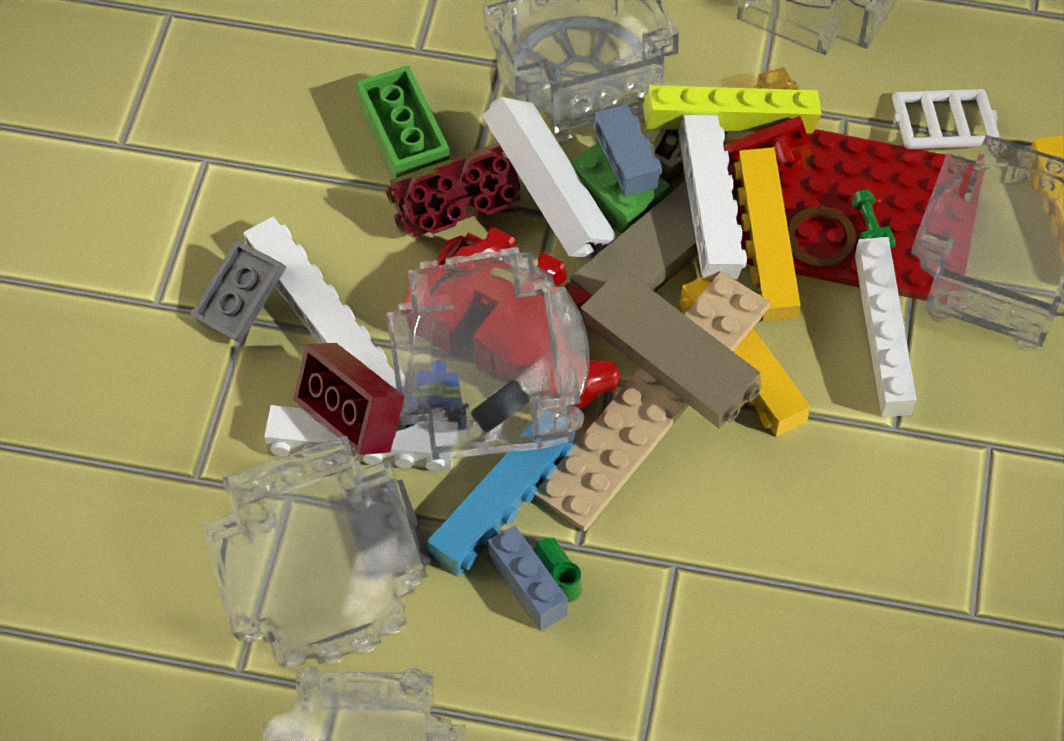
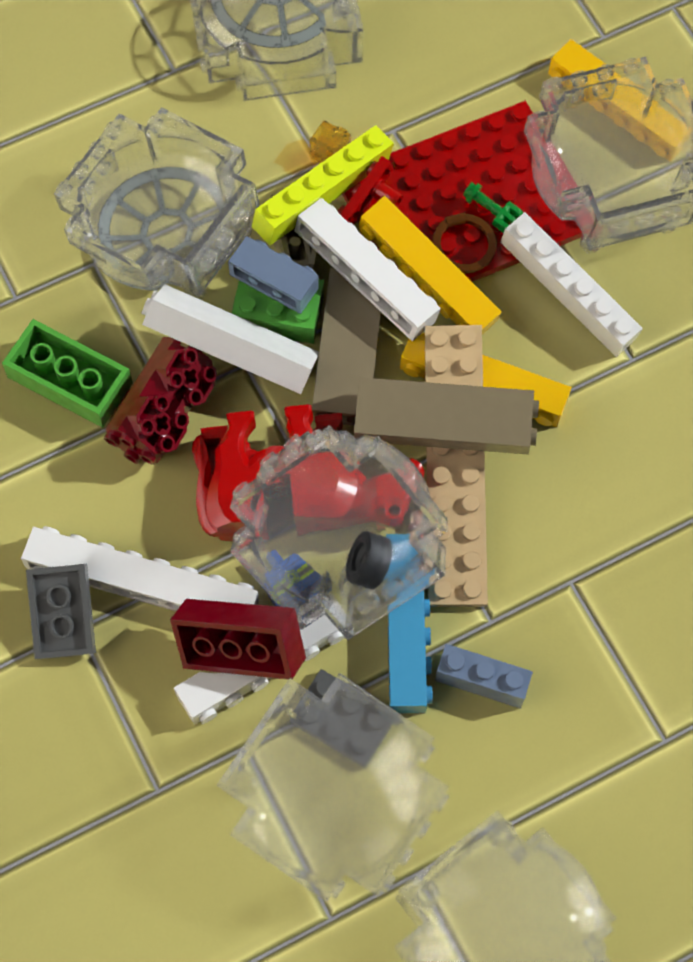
camera: 40 degrees left, 10 degrees up
(560, 567) = (497, 648): green piece -> none
(954, 97) = (481, 105): white bar -> none

